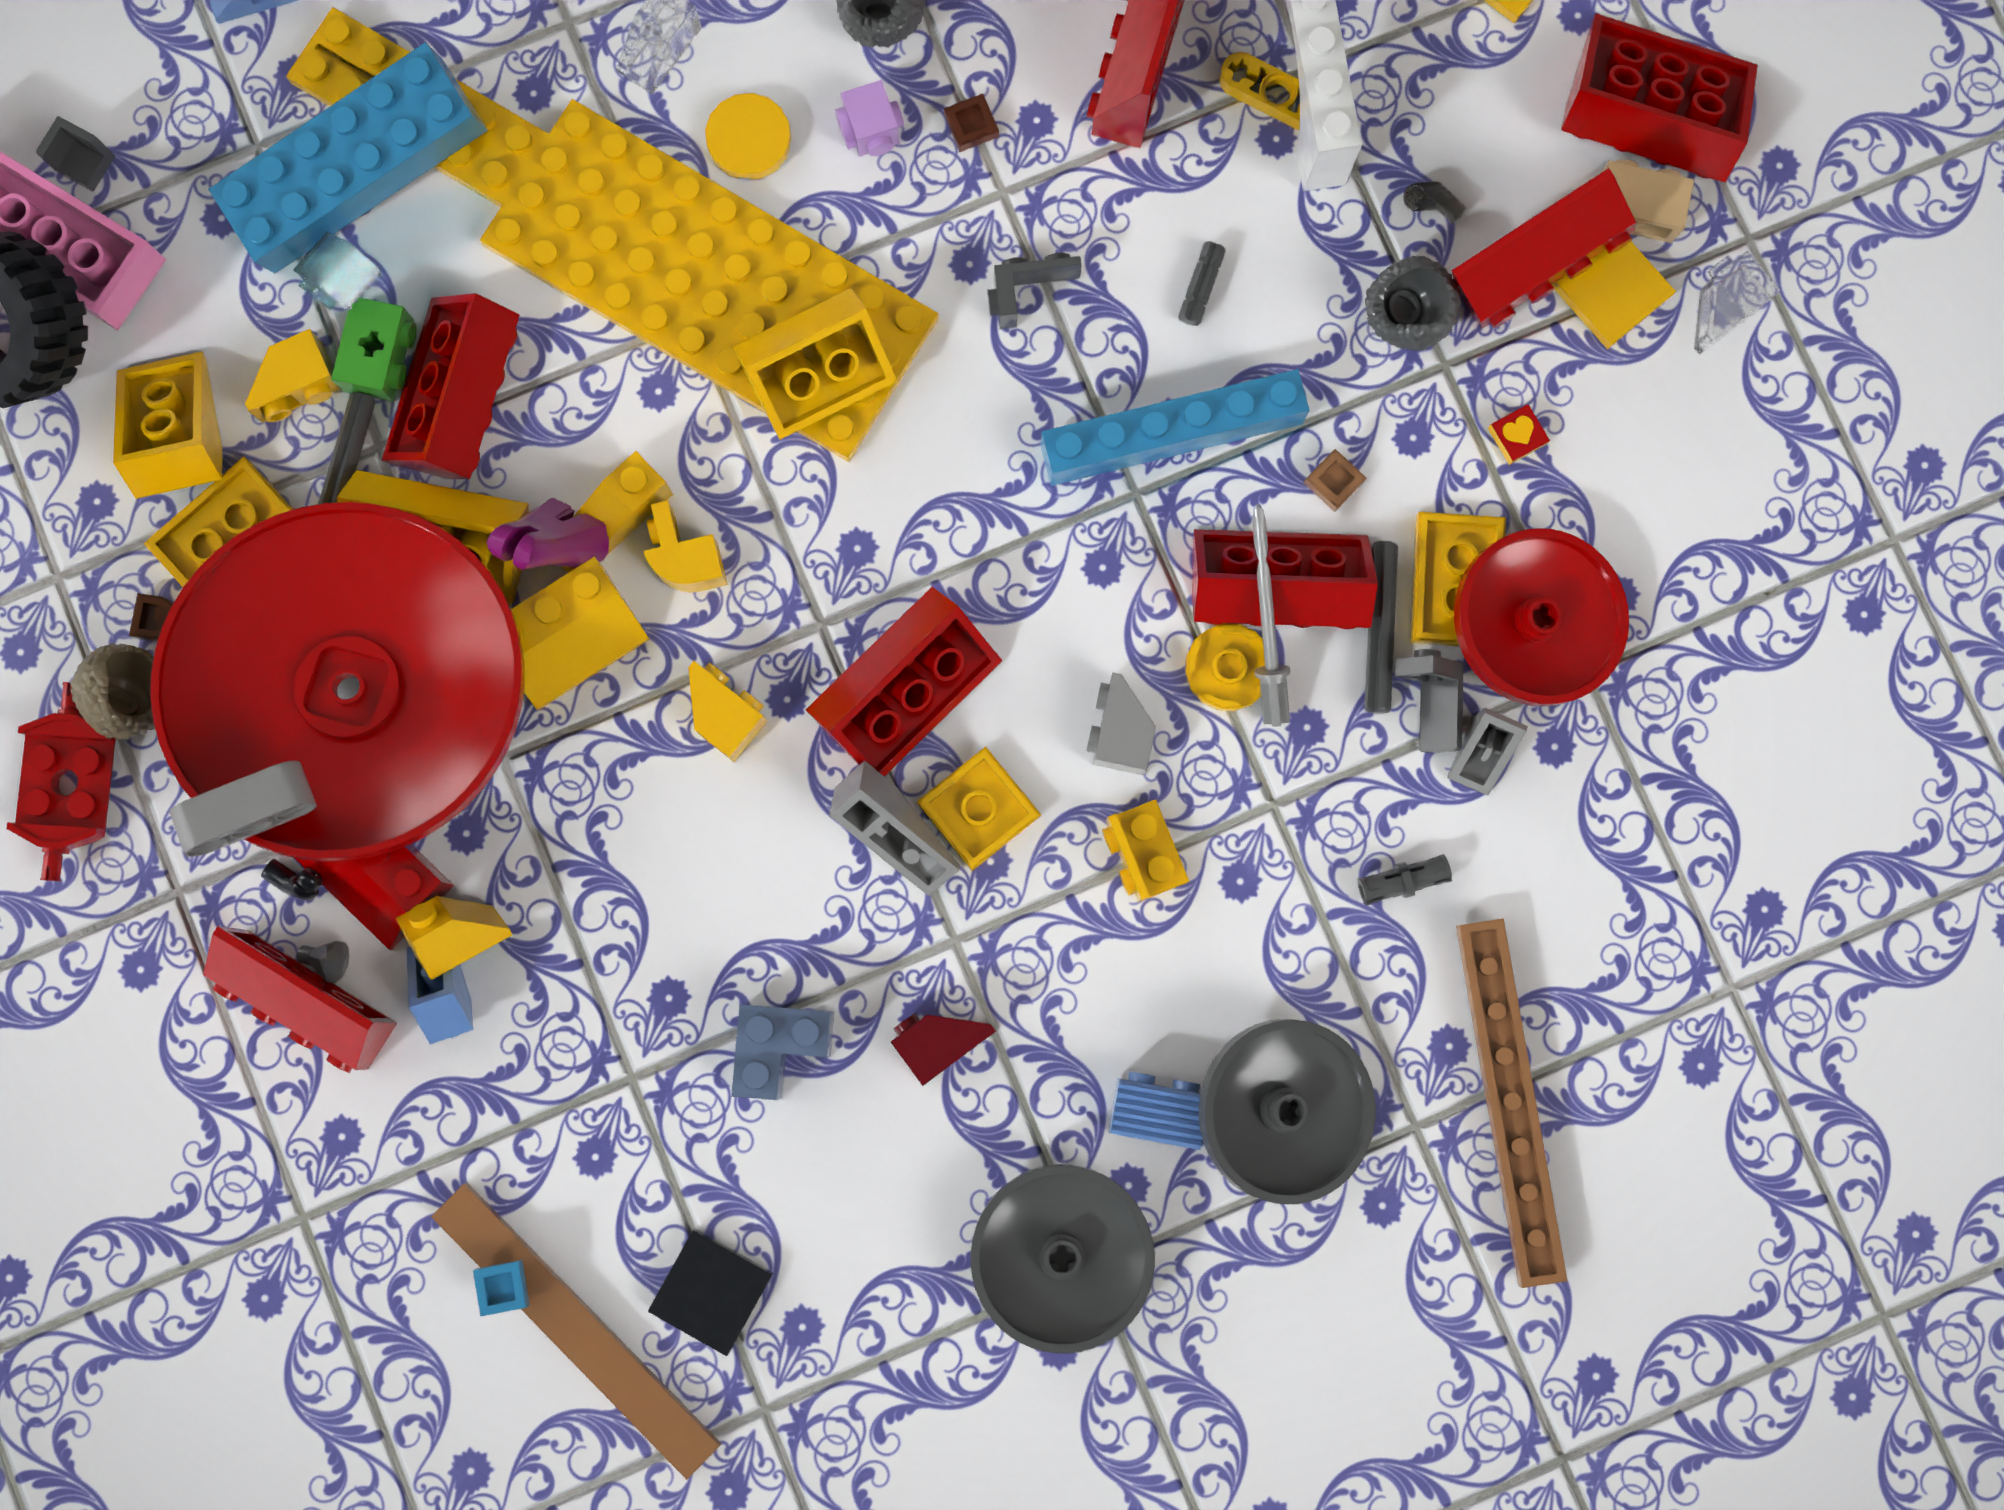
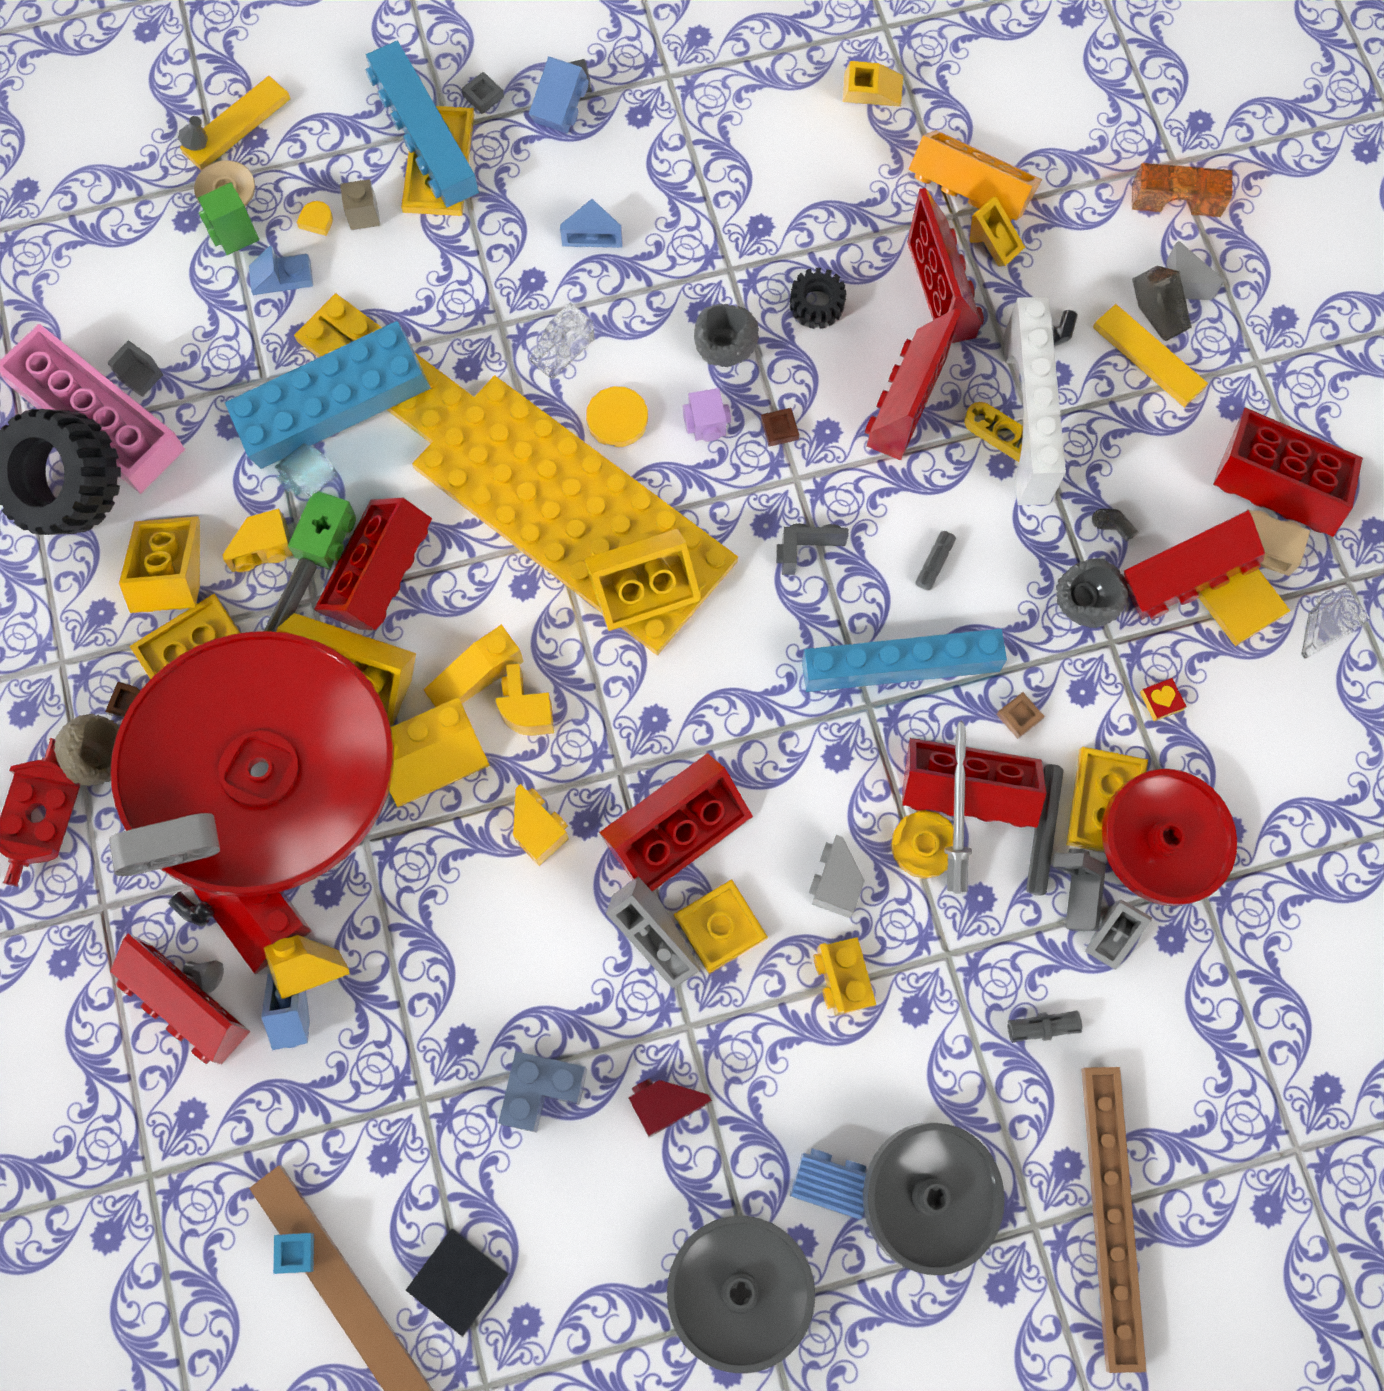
camera: 10 degrees right, 10 degrees down
(550, 538) = (428, 678): magenta piece -> none

